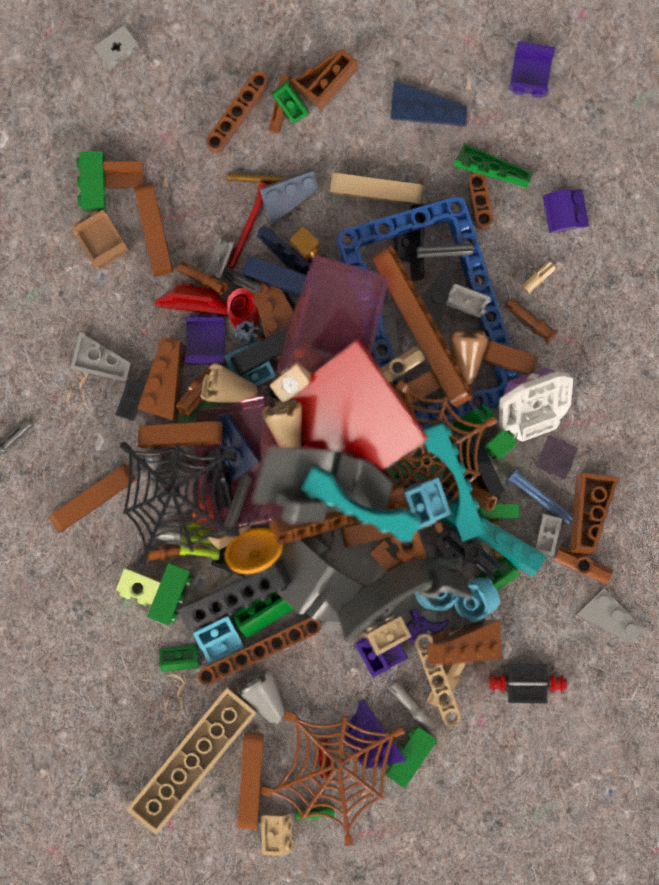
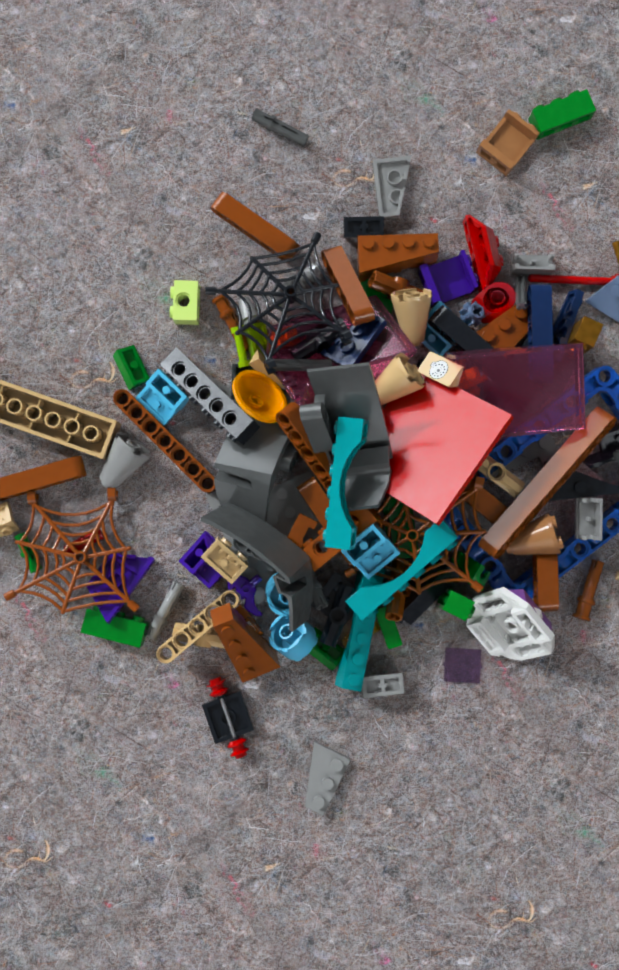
camera: 70 degrees right, 0 degrees up
(124, 174) = (580, 142): dark orange panel -> none
(153, 230) = (537, 189): dark orange beam -> none
(170, 594) = (189, 335): green brick -> none
(208, 280) = (509, 256): dark orange pin -> none
(261, 614) = (200, 428): green brick -> none
(541, 497) = (417, 663): medium blue axle -> none
(571, 560) = (364, 744): dark orange piece -> none
(590, 510) = (423, 719): dark orange wedge -> none

